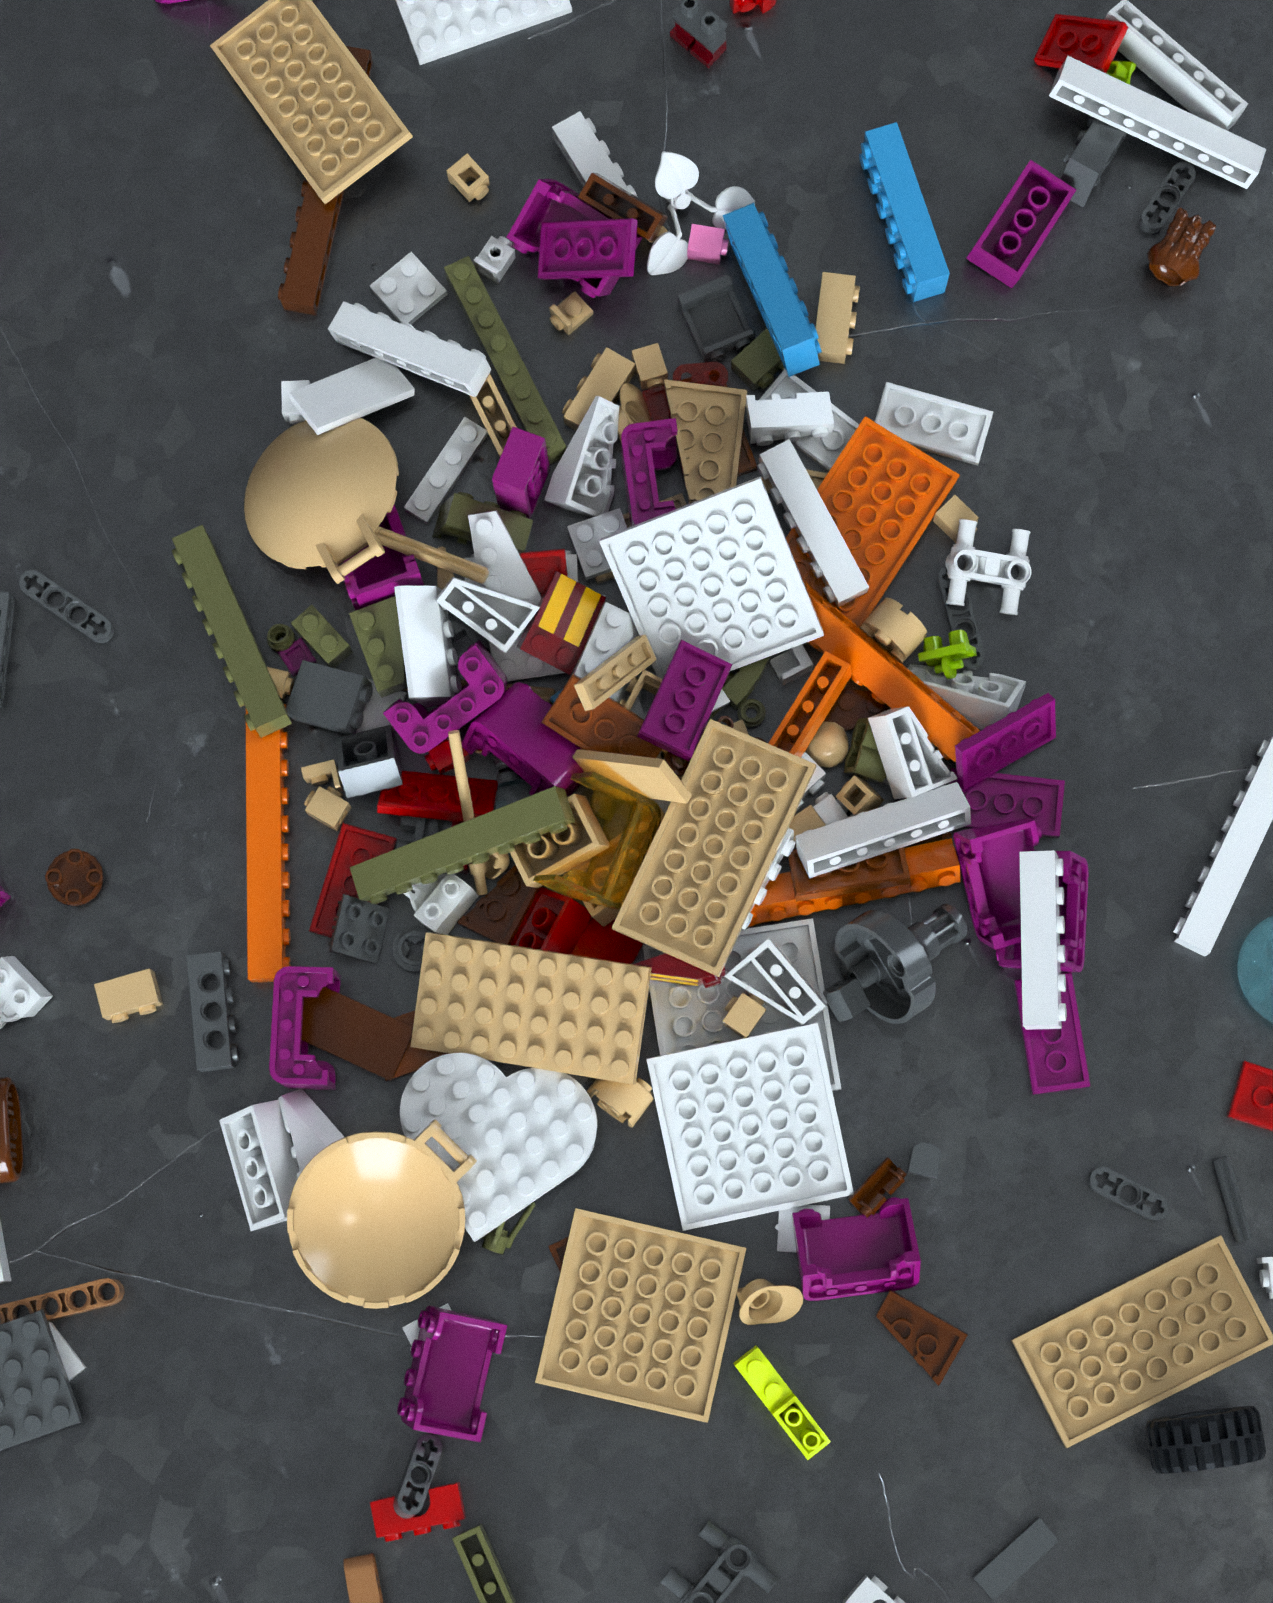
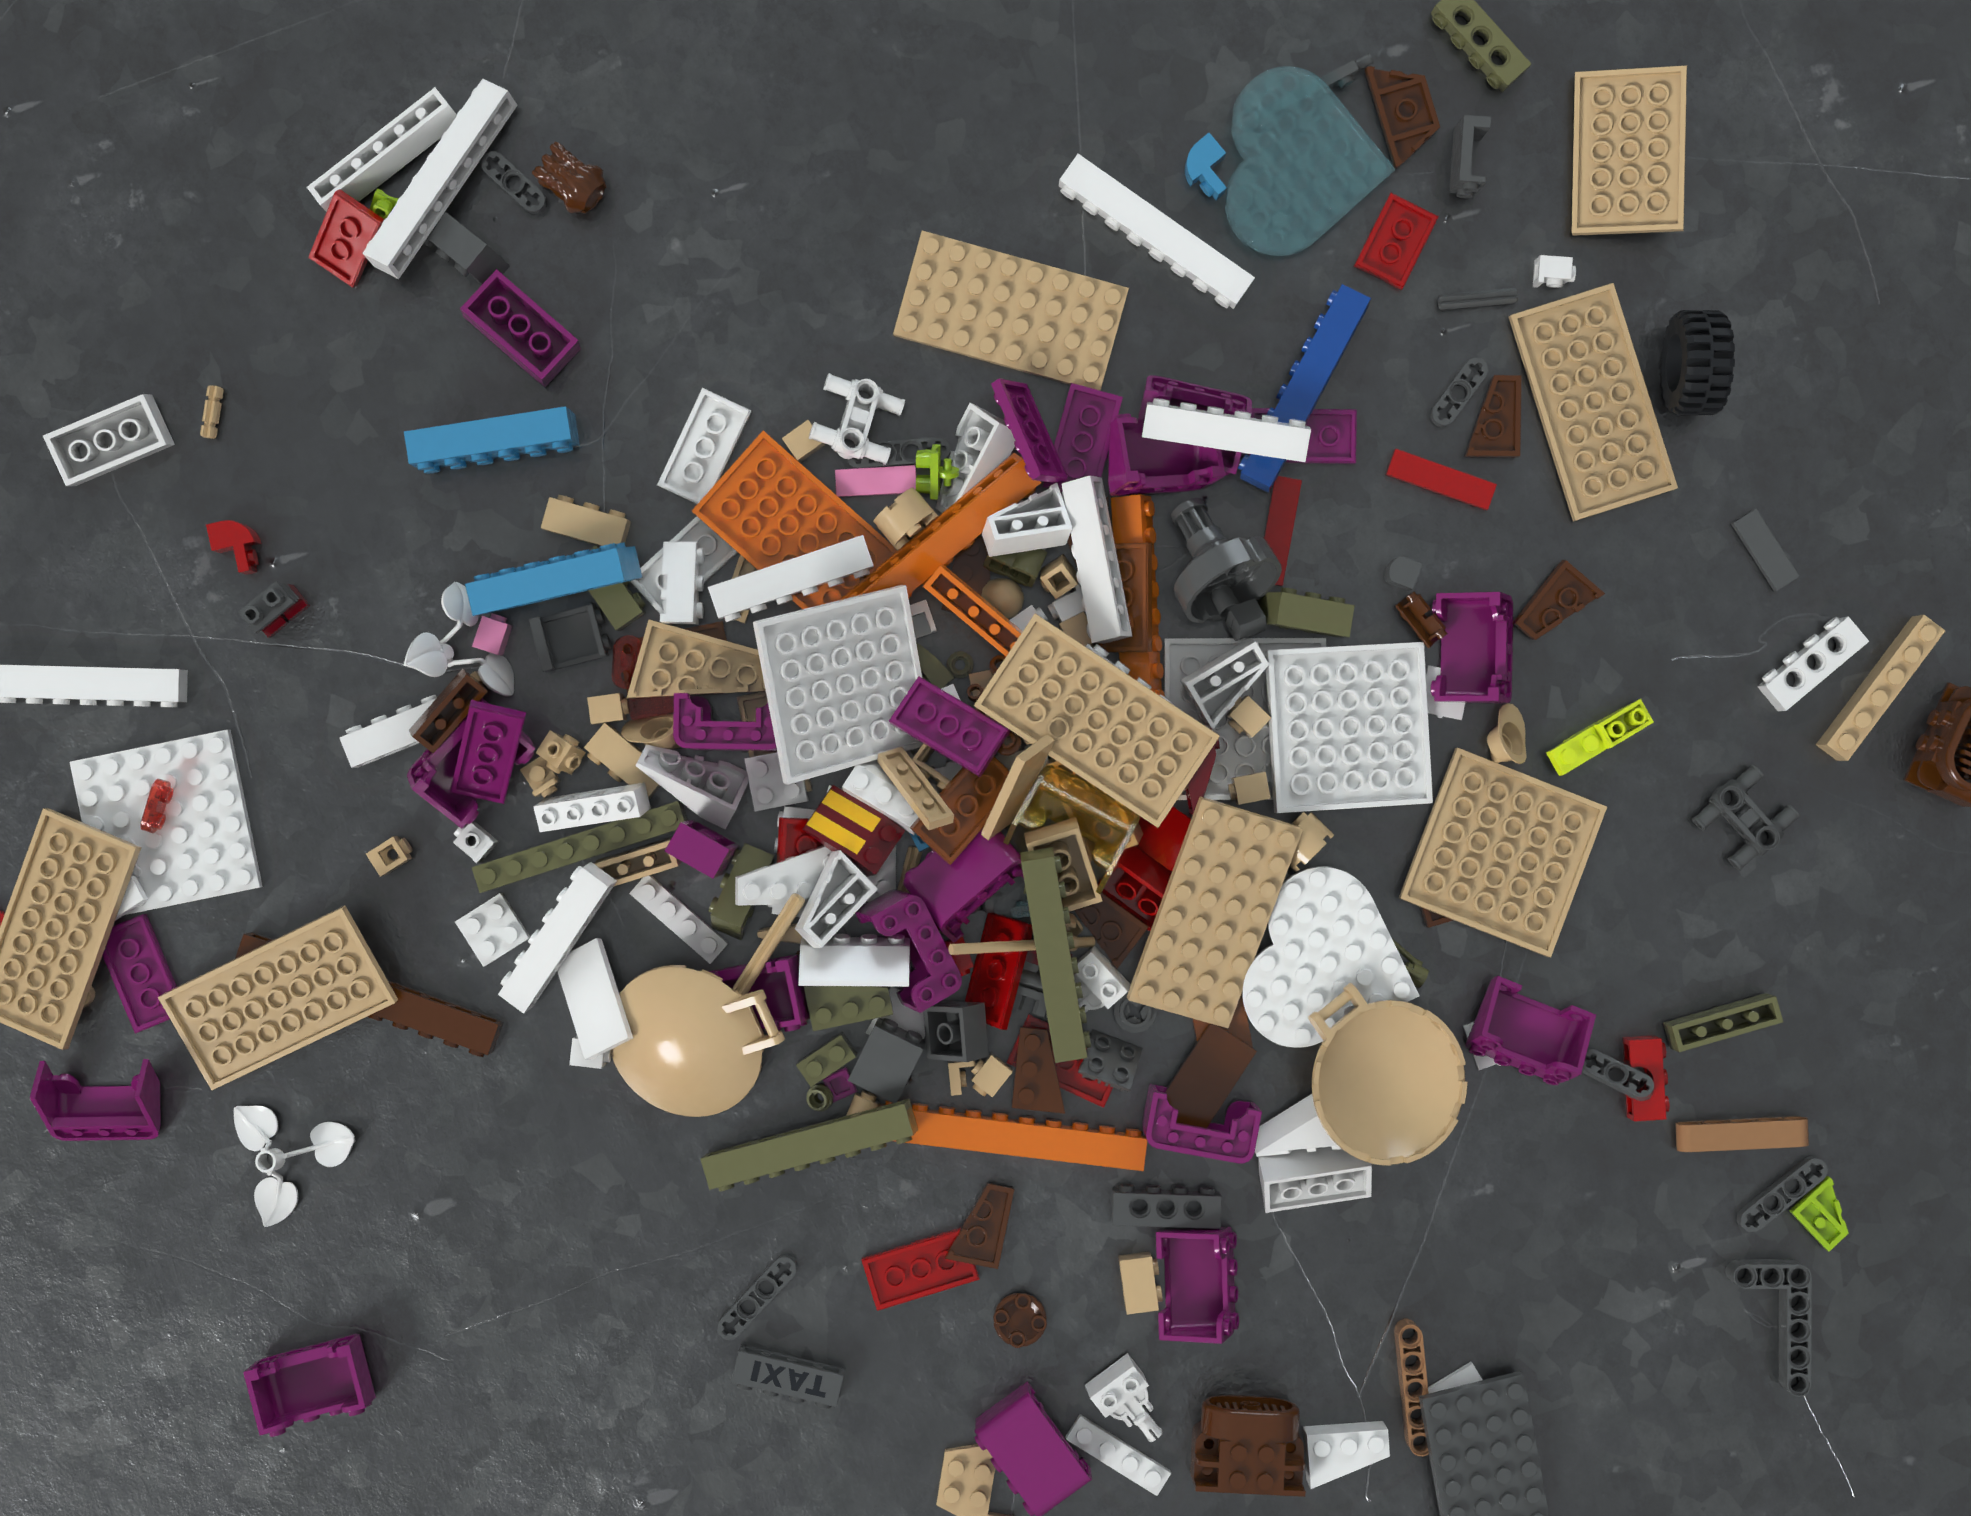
camera: 90 degrees left, 10 degrees up
(116, 768) = (916, 1270): none -> red tile
(135, 1058) = (1198, 1284): none -> magenta windscreen
(166, 826) = (984, 1230): none -> reddish brown wing
(178, 93) = (273, 1196): none -> white plant
(333, 852) = (1035, 1073): none -> reddish brown wing
(547, 363) = (592, 807): none -> white brick
(597, 326) = (560, 752): none -> tan brick
(668, 1028) = (1249, 788): none -> tan brick
(864, 1064) = (1307, 612): none -> olive wedge
(927, 596) = (875, 481): none -> bright pink tile
(953, 1024) = (1282, 518): none -> red tile
(1031, 1189) = (1441, 479): none -> red tile
(1105, 1241) = (1499, 421): none -> reddish brown wing
(1116, 1029) = (1310, 376): none -> blue brick
(1128, 710) = (1010, 311): none -> tan plate

